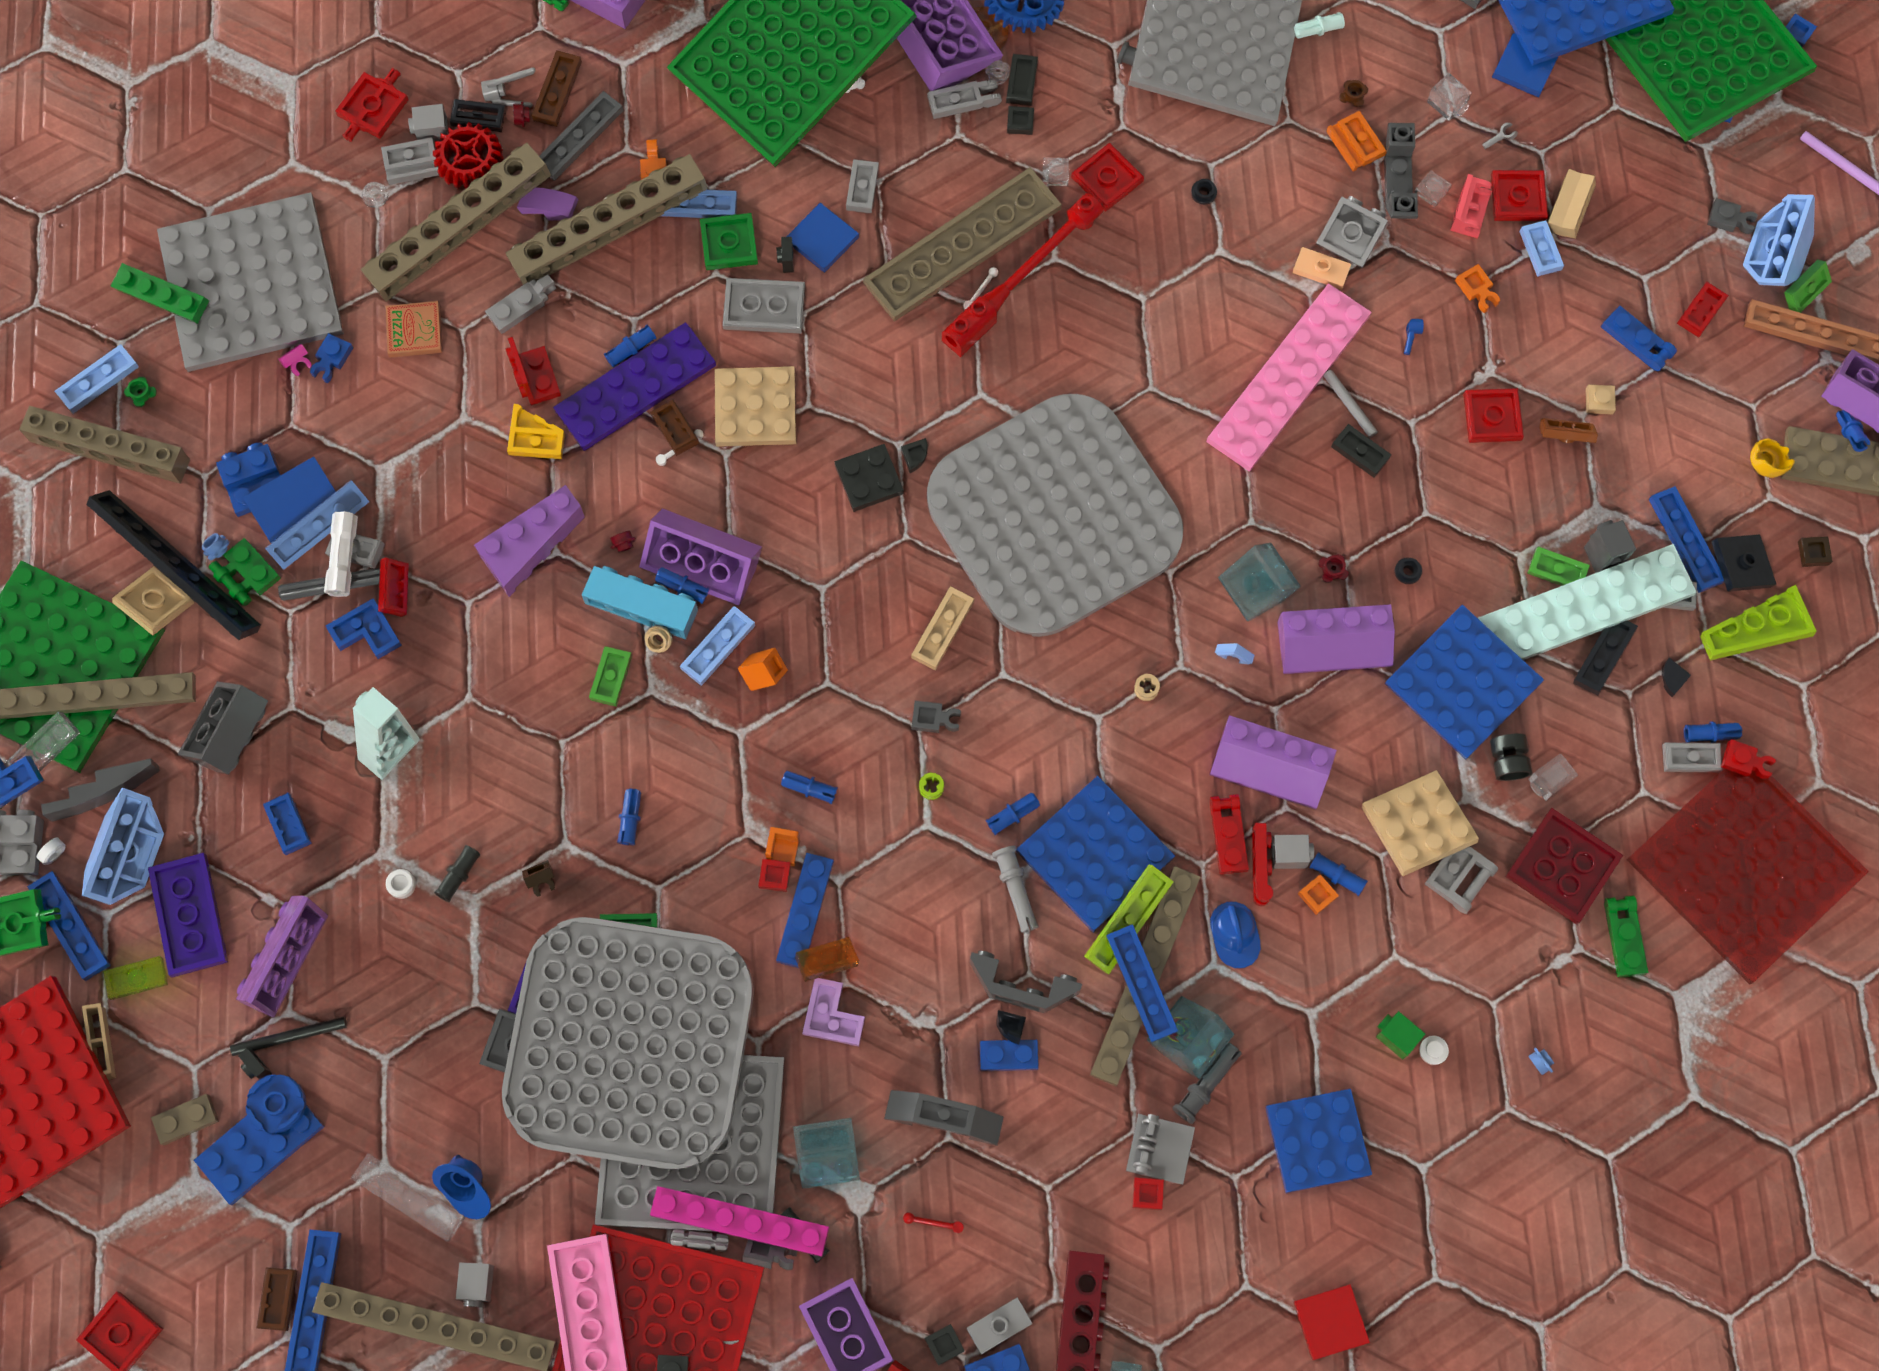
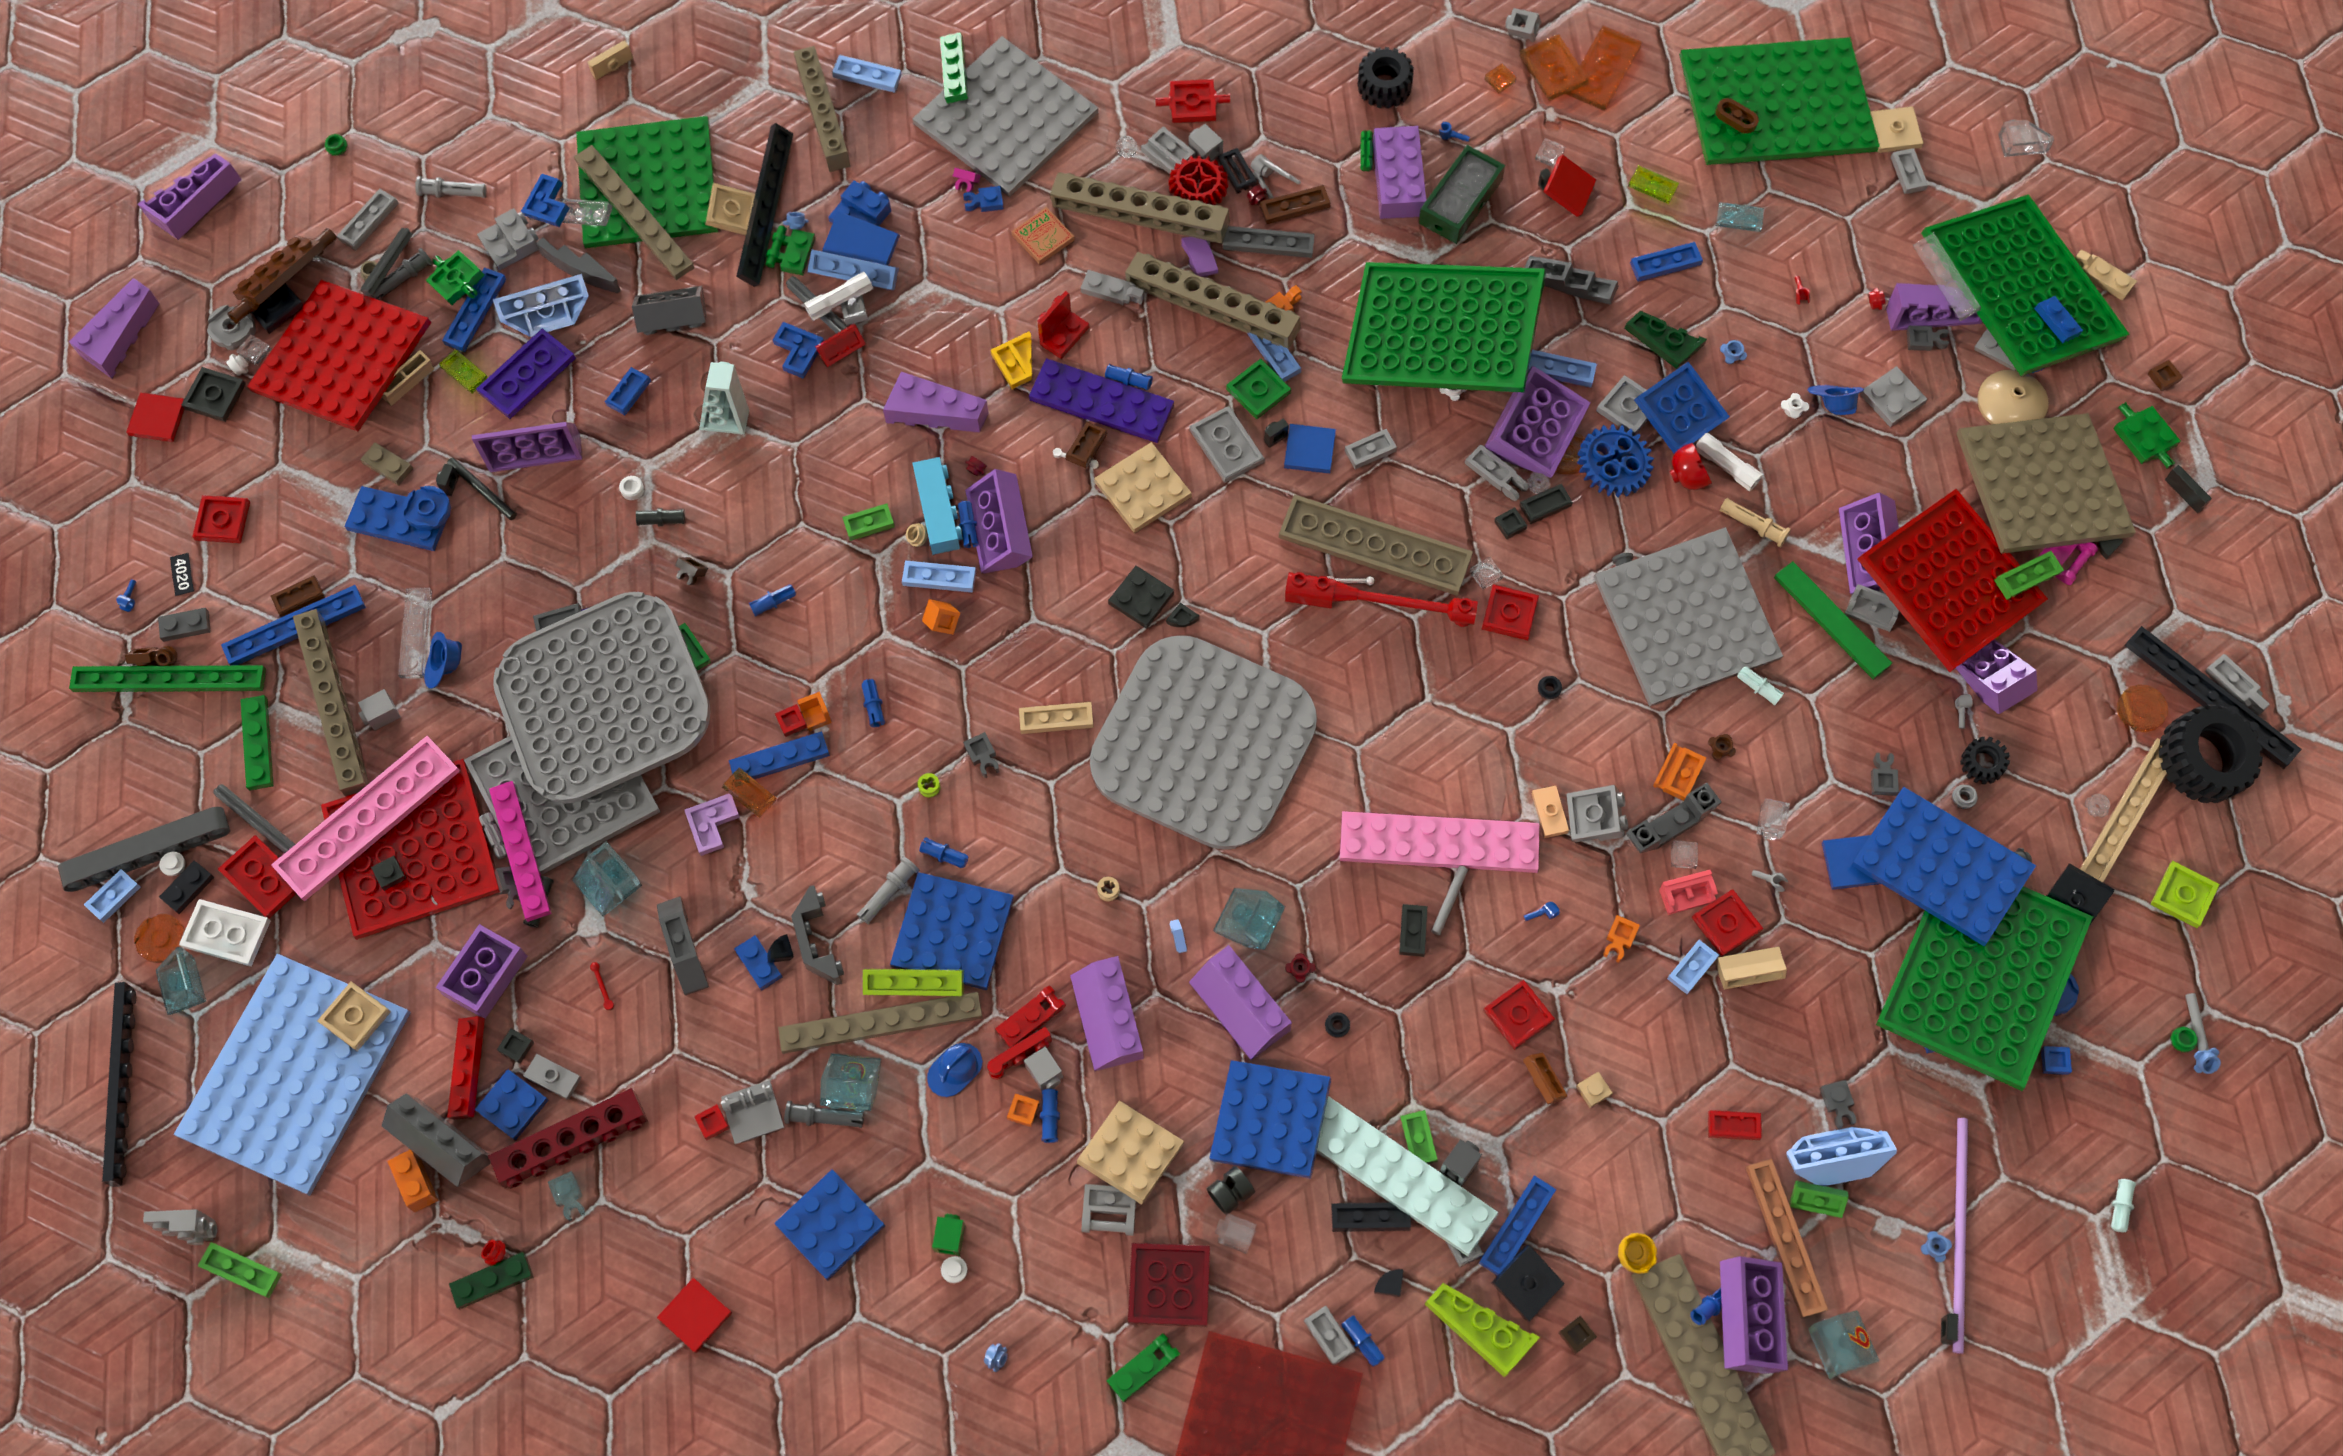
camera: 60 degrees right, 5 degrees down
(51, 851) = (518, 265): white tile -> none
(137, 385) = (876, 99): green plate -> none
(1142, 983) = (865, 1018): blue plate -> none
(1638, 338) = (1671, 1088): blue plate -> none
(1743, 759) = (1351, 1375): red plate -> none

